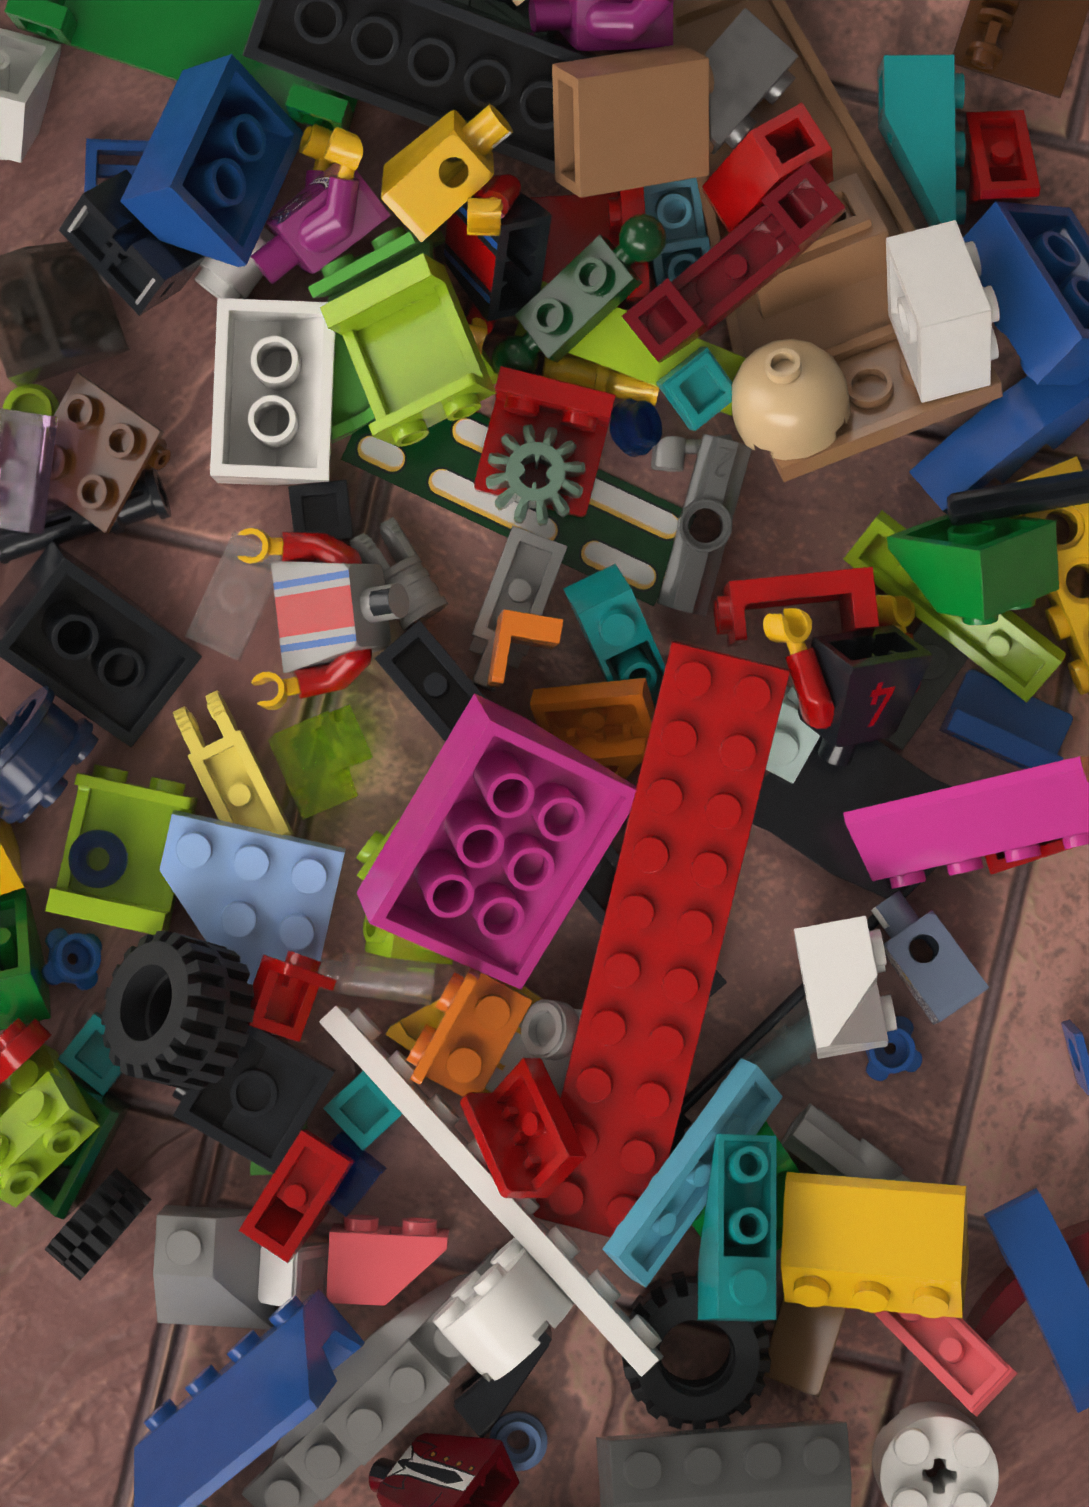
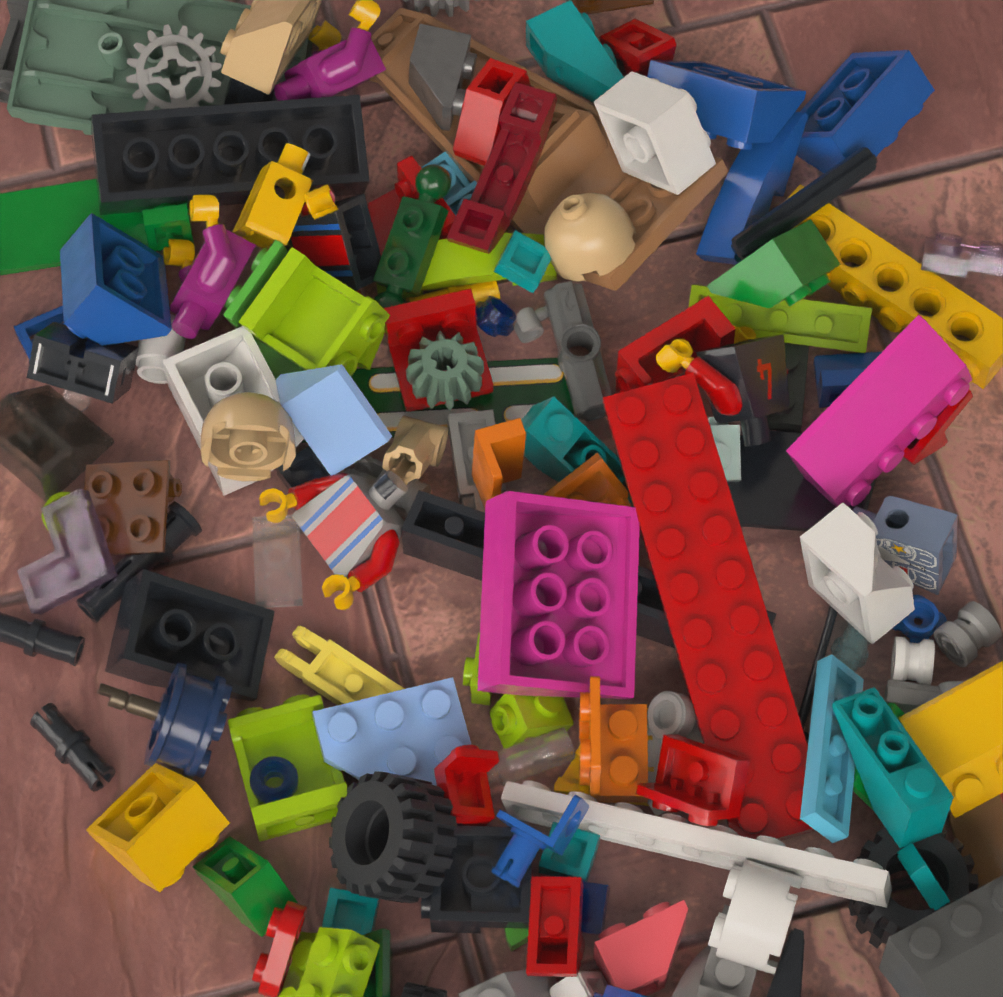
camera: 20 degrees left, 25 degrees down
(88, 957) = (293, 860): blue plate -> none
(253, 463) = (247, 437): none -> tan cylinder
(314, 1097) = (527, 841): none -> blue bracket
(318, 759) = (397, 631): clear neon green brick -> none
(359, 482) = (332, 415): none -> light blue slope
(453, 549) = (415, 448): none -> tan piece
(631, 119) = (384, 118): medium nougat brick -> none
(702, 1363) = (922, 877): none -> teal tile
(852, 1096) = (912, 660): none -> white wheel
(931, 1098) = (967, 634): none -> light grey wheel

